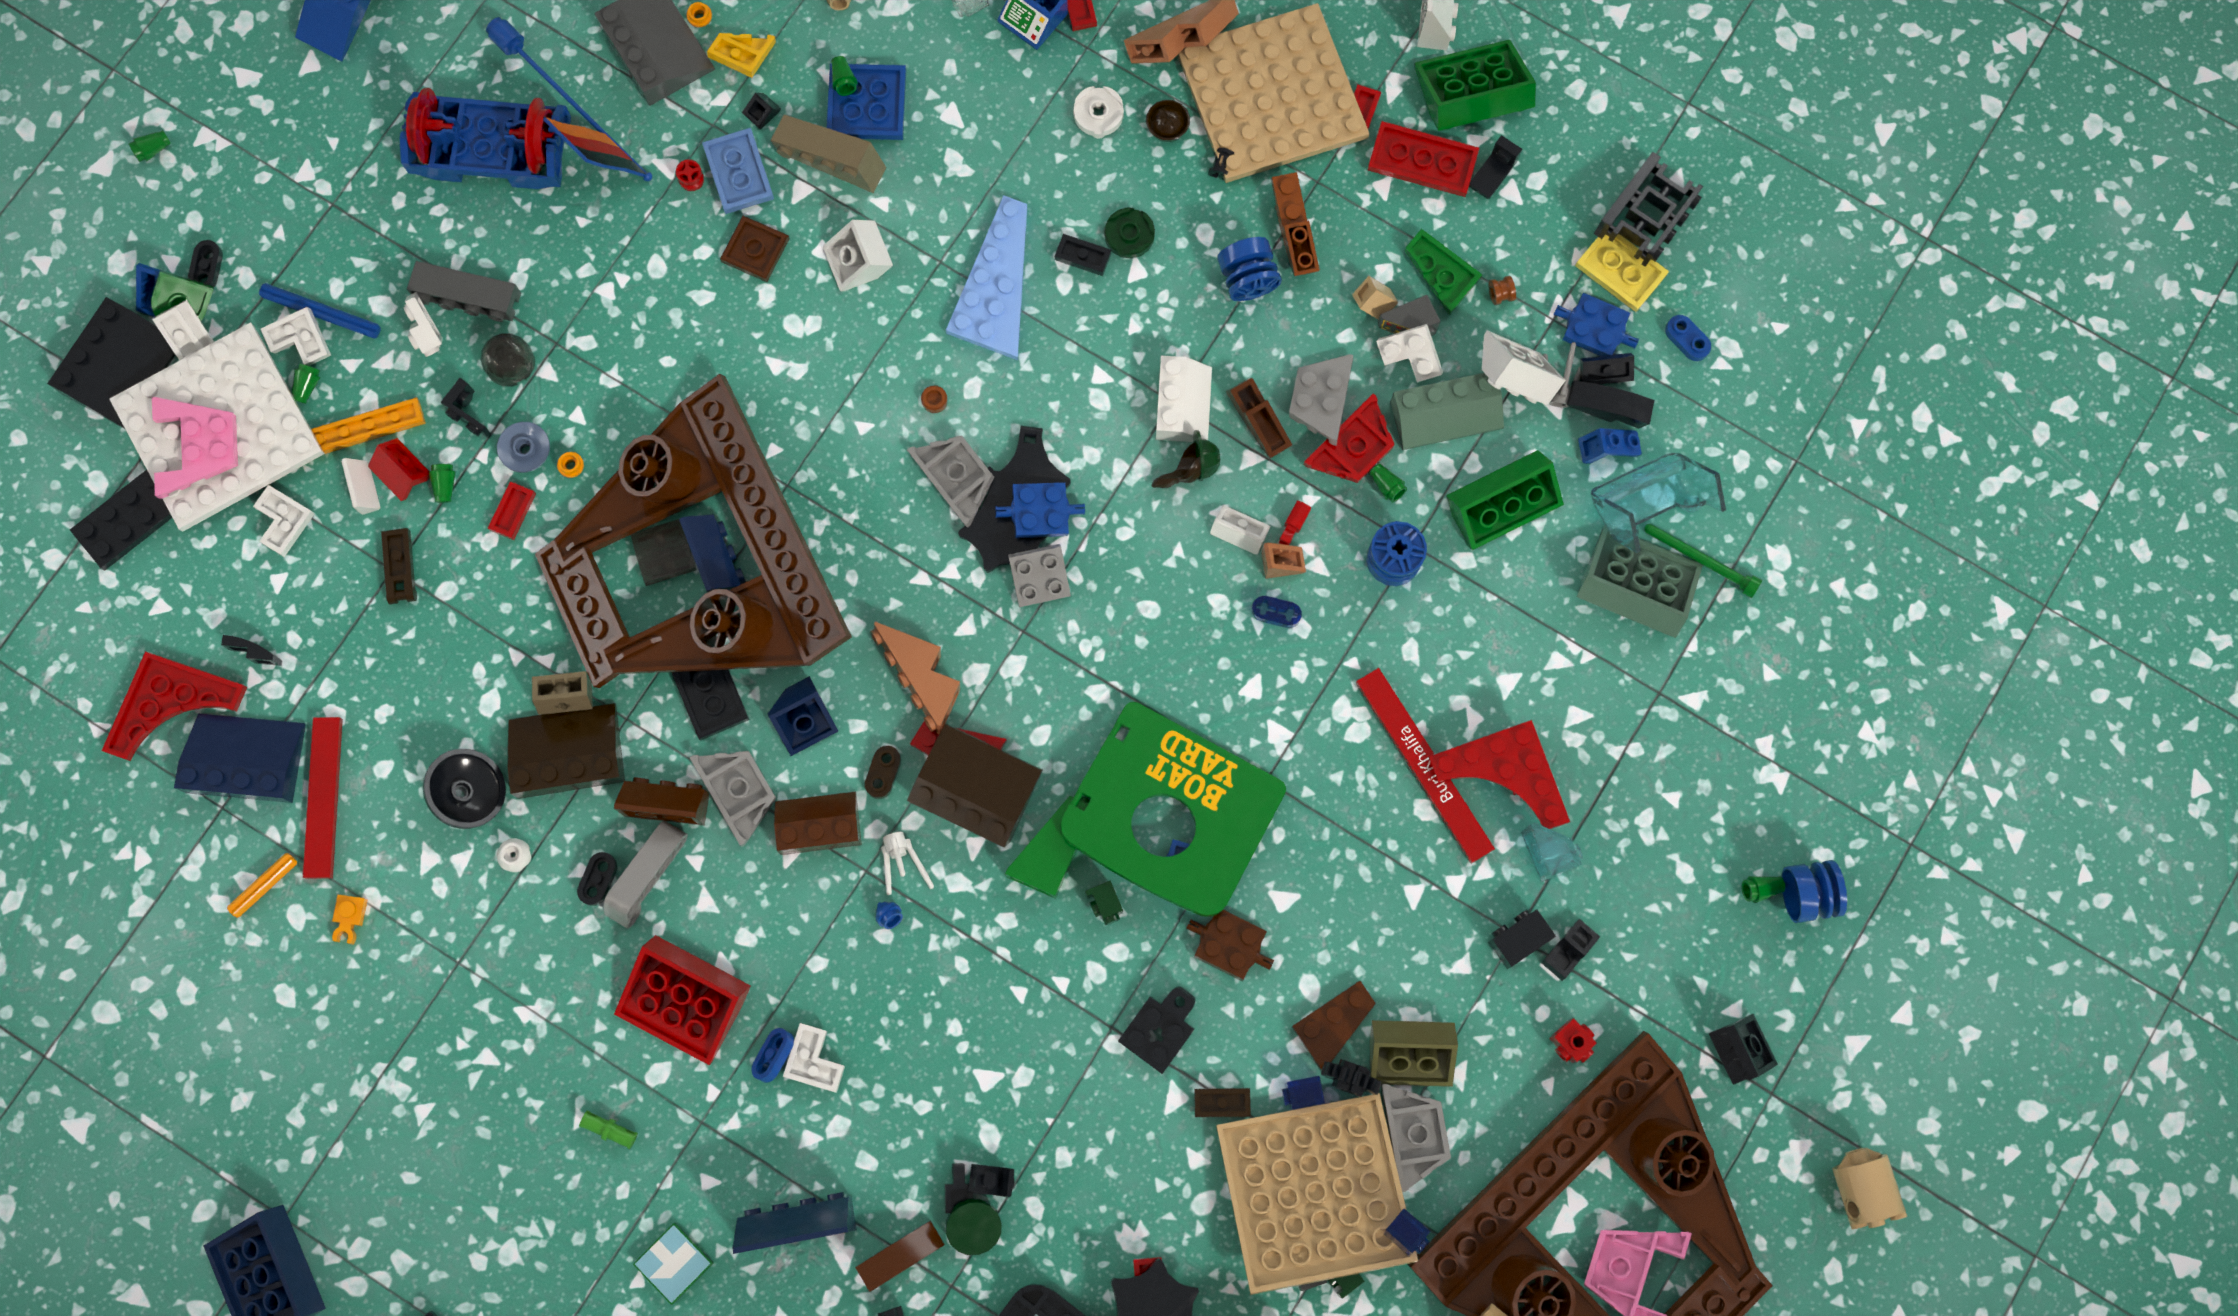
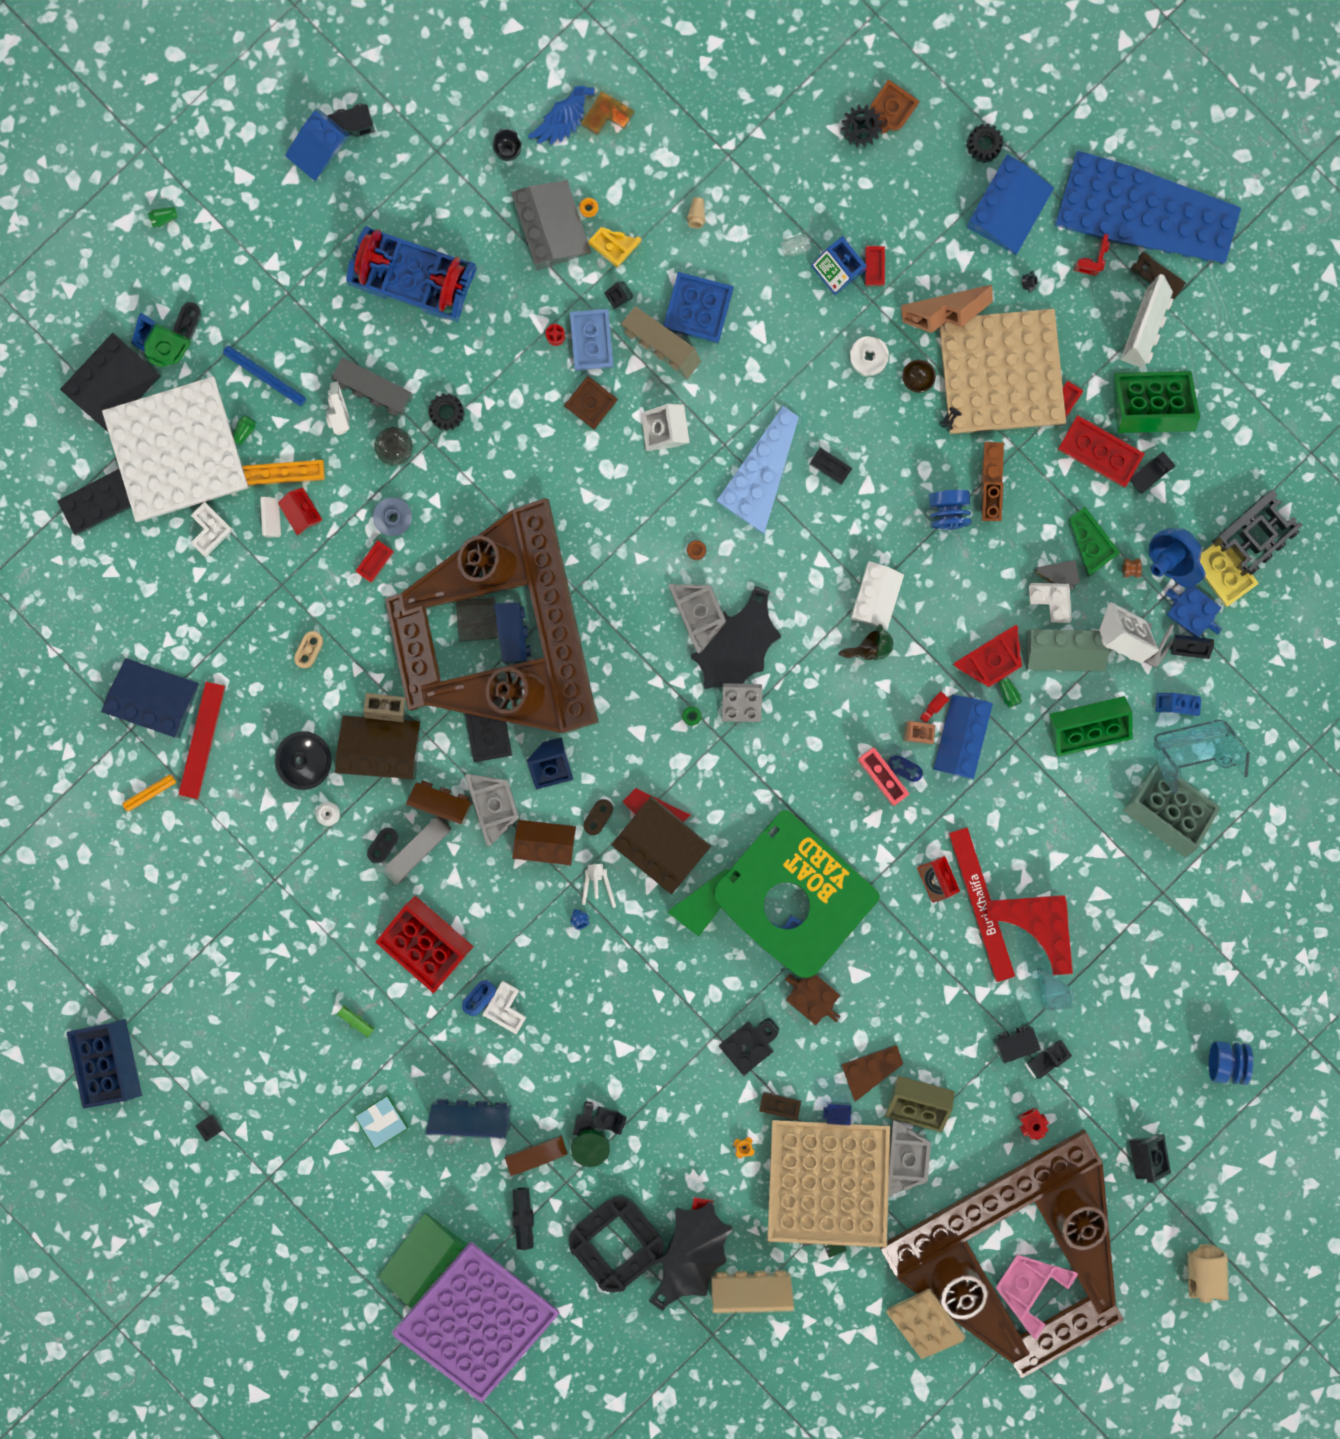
camera: 15 degrees right, 10 degrees up
(161, 692) = (103, 637): red plate -> none
(182, 330) = (164, 371): white plate -> none
(206, 443) = (166, 465): bright pink wing -> none
(254, 651) = (174, 624): black slope -> none
(297, 330) = (249, 389): white plate -> none
(348, 912) = (205, 826): light orange plate -> none
(398, 565) = (286, 583): dark brown plate -> none
(442, 482) = (329, 528): green cone -> none
(445, 644) = (308, 649): none -> tan plate
(458, 397) = (354, 467): black bracket -> none
(558, 290) = (452, 422): none -> black tyre
(565, 459) = (421, 531): light orange plate -> none
(590, 145) = (488, 299): flag -> none
(842, 76) = (685, 287): green cone -> none
(916, 667) = (638, 746): nougat slope -> none
(977, 602) = (696, 711): none -> green plate
(1040, 510) = (753, 654): blue plate -> none
(1105, 902) = (733, 948): dark green brick -> none
(1129, 233) = (863, 456): dark green tile -> none
(1179, 1170) = (744, 1152): none -> light orange plate
(1239, 529) = (894, 701): white slope -> none
(1249, 626) = (883, 776): none -> coral brick
(1259, 417) = (928, 621): reddish brown slope -> none
(1321, 396) = (978, 616): light grey wing -> none
(1342, 552) = (963, 736): none -> blue slope
(1351, 1078) = (873, 1112): black gear -> none
(1358, 745) = (938, 879): none -> panel
(1374, 297) = (1036, 551): tan panel -> none
(1386, 563) = (993, 756): blue wheel -> none
(1408, 1233) = (884, 1229): clear blue brick -> none
(1556, 259) = (1177, 556): none -> blue piece
(1611, 403) = (1187, 673): black slope -> none
(1686, 338) = (1259, 635): blue plate -> none
(1746, 583) = (1249, 830): green piece -> none
(1761, 887) = (1195, 1049): green cone -> none

